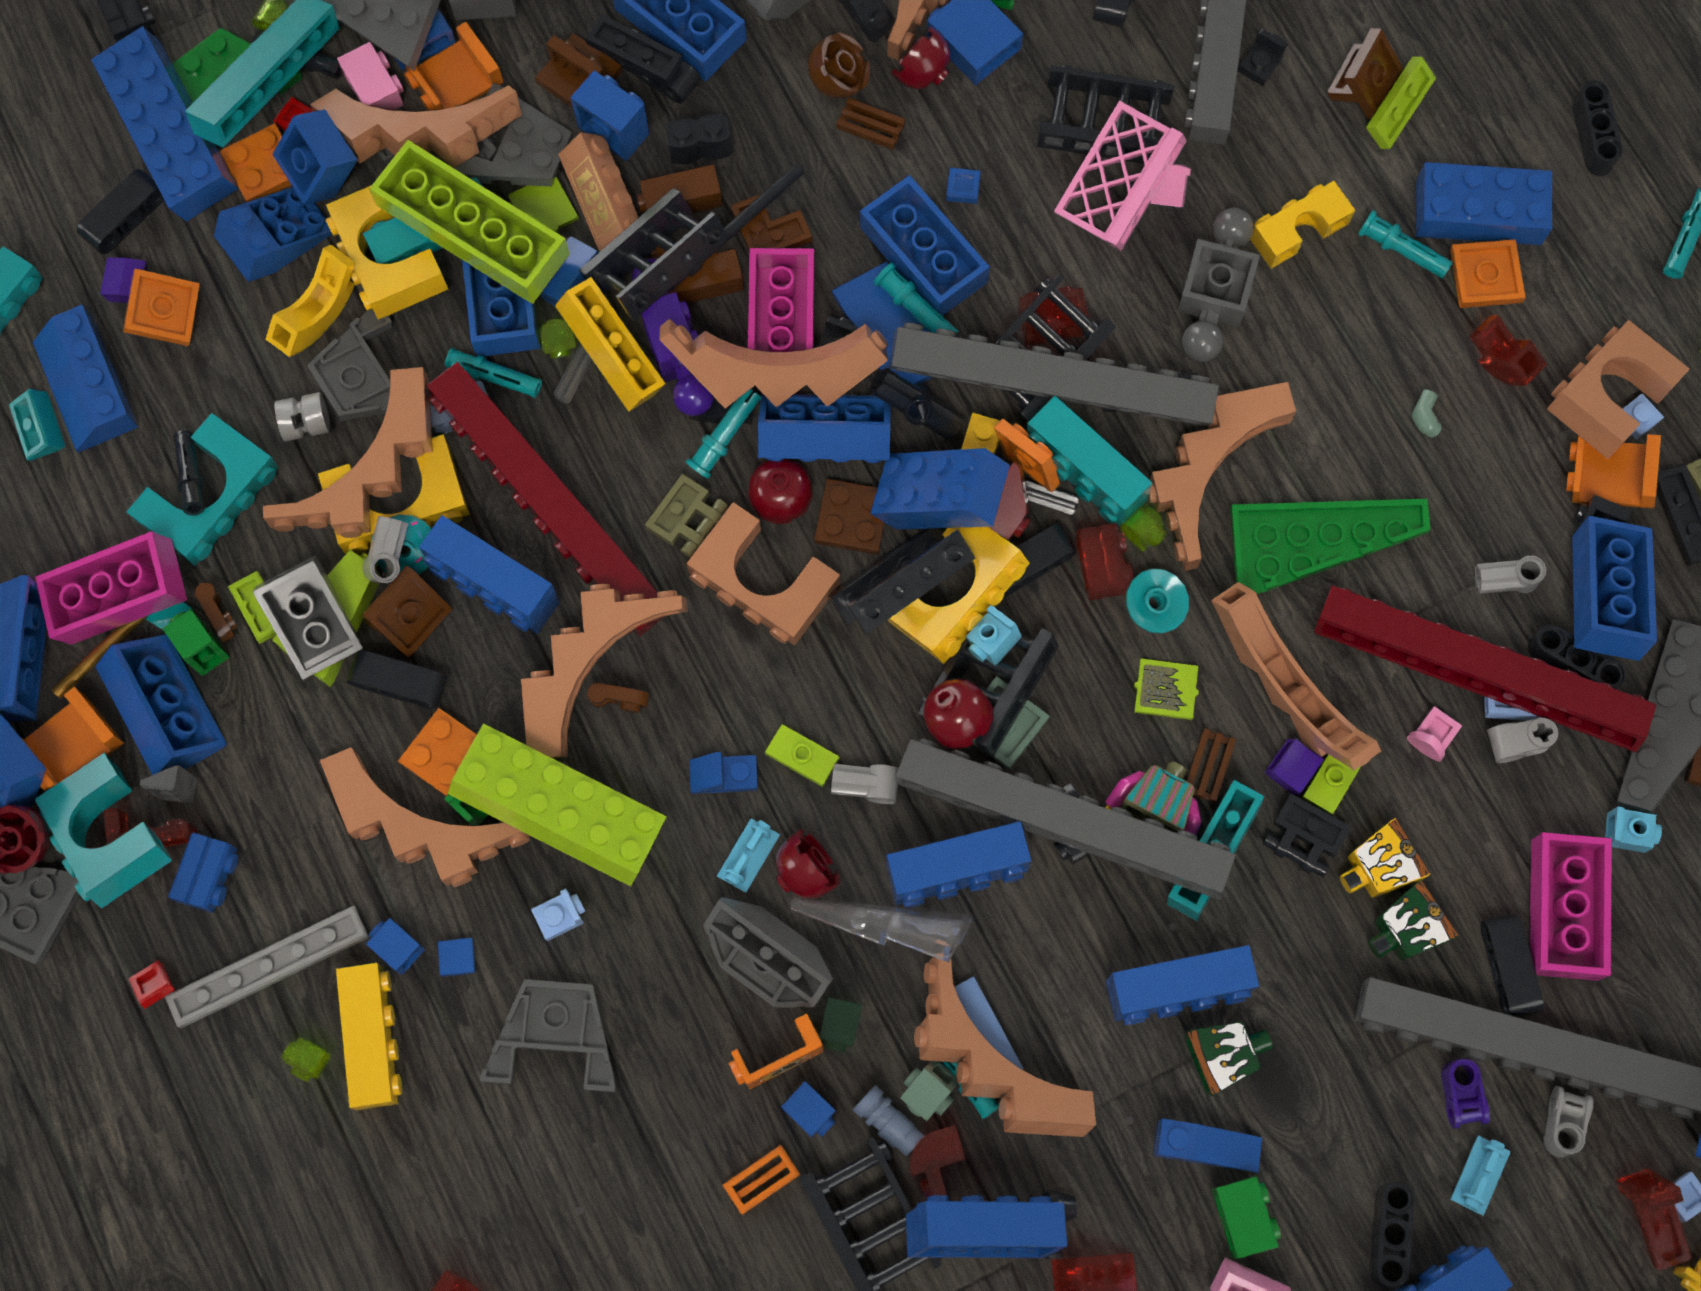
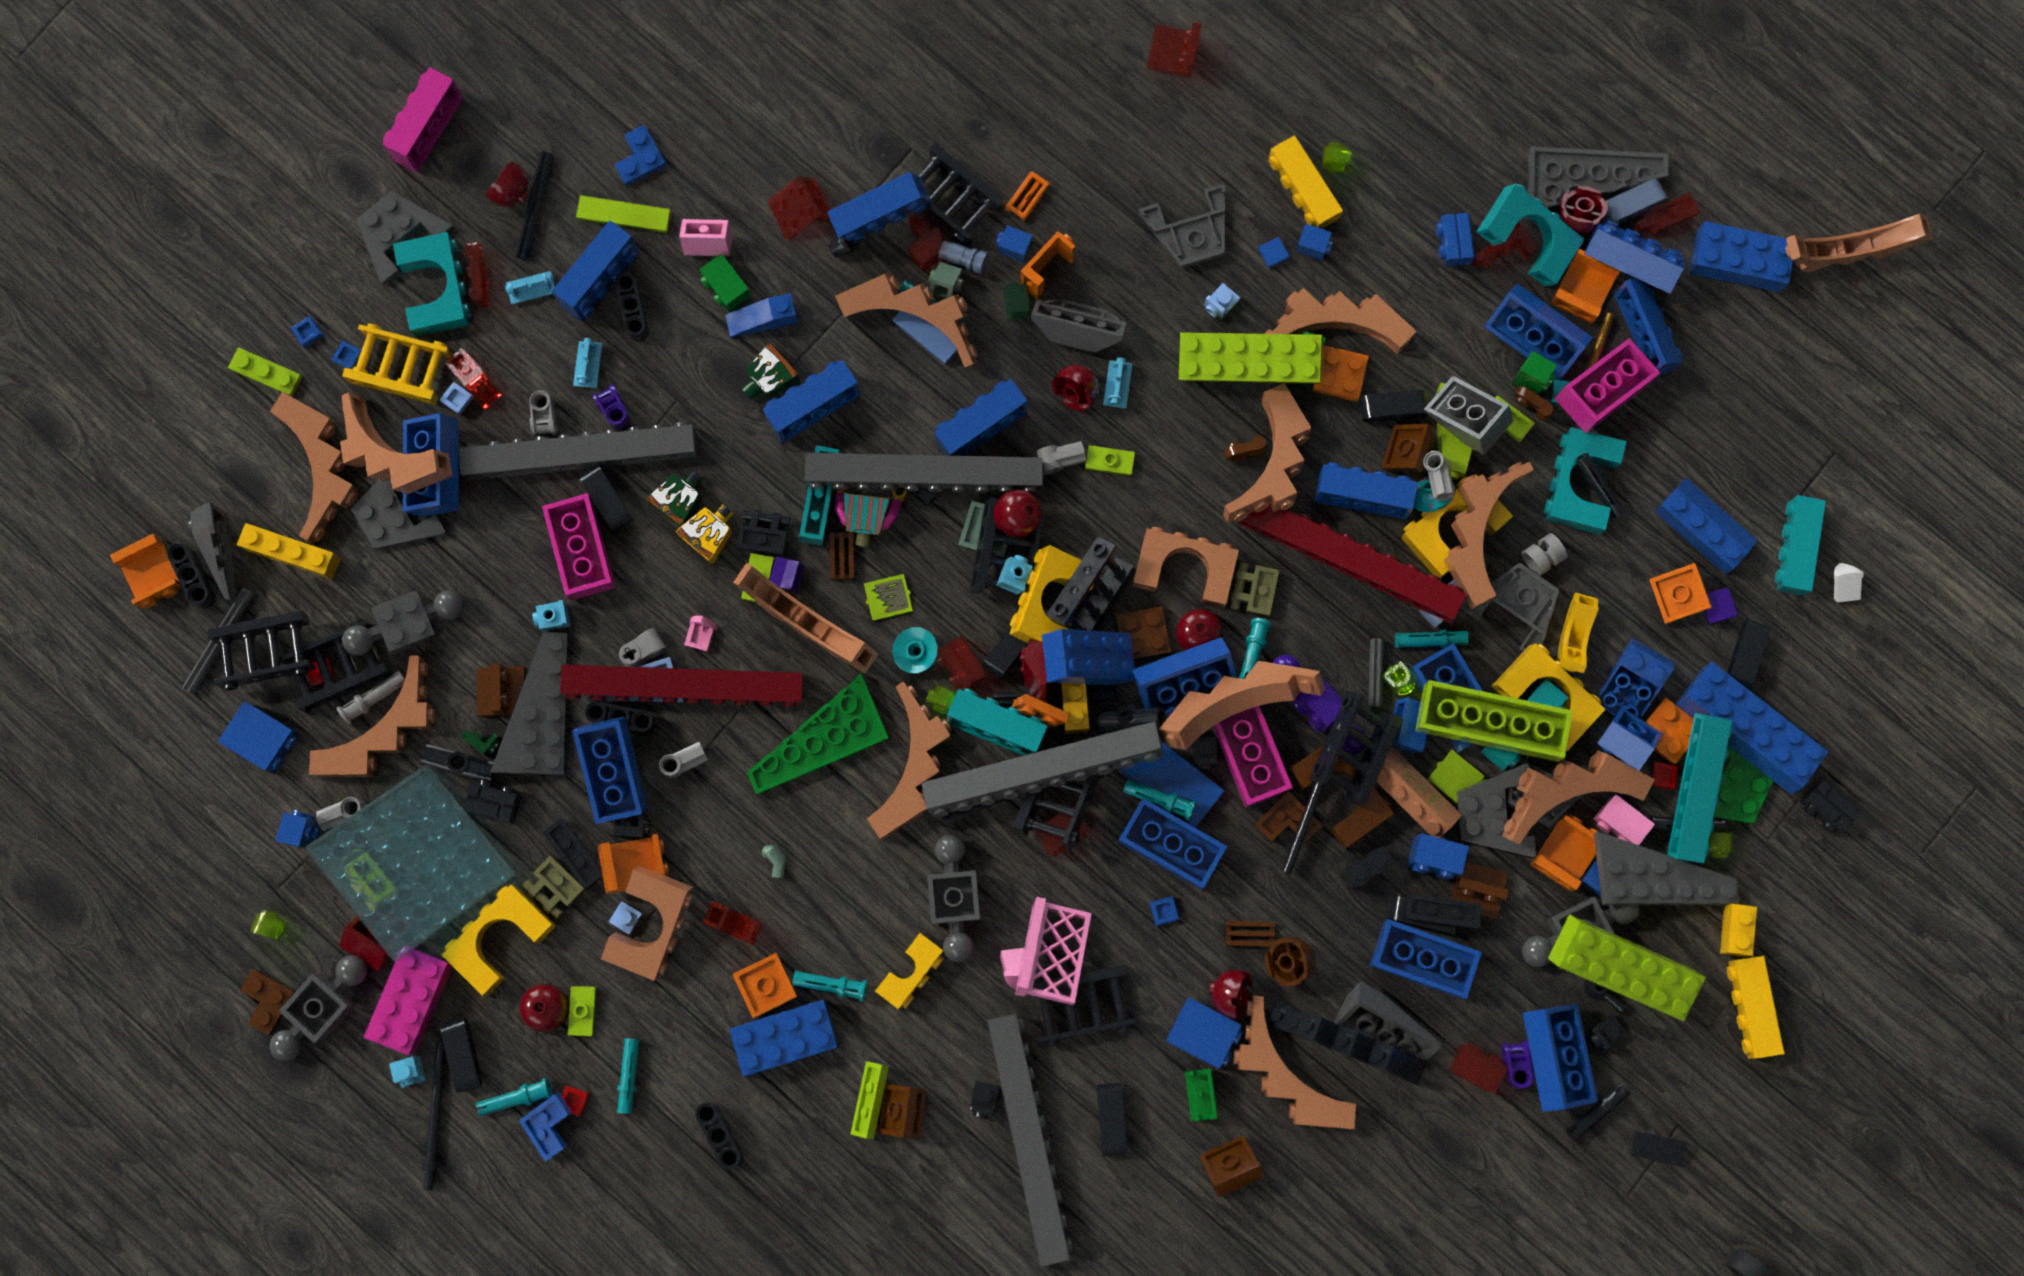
camera: 160 degrees right, 5 degrees up
(36, 424) = (1722, 485): teal slope -> none
(151, 984) = (1453, 164): red tile -> none
(171, 785) = (1501, 278): dark grey slope -> none
(266, 967) = (1388, 203): light grey tile -> none
(609, 344) = (1358, 680): yellow brick -> none
(723, 774) = (1155, 429): blue slope -> none
(921, 930) = (982, 374): clear wedge -> none

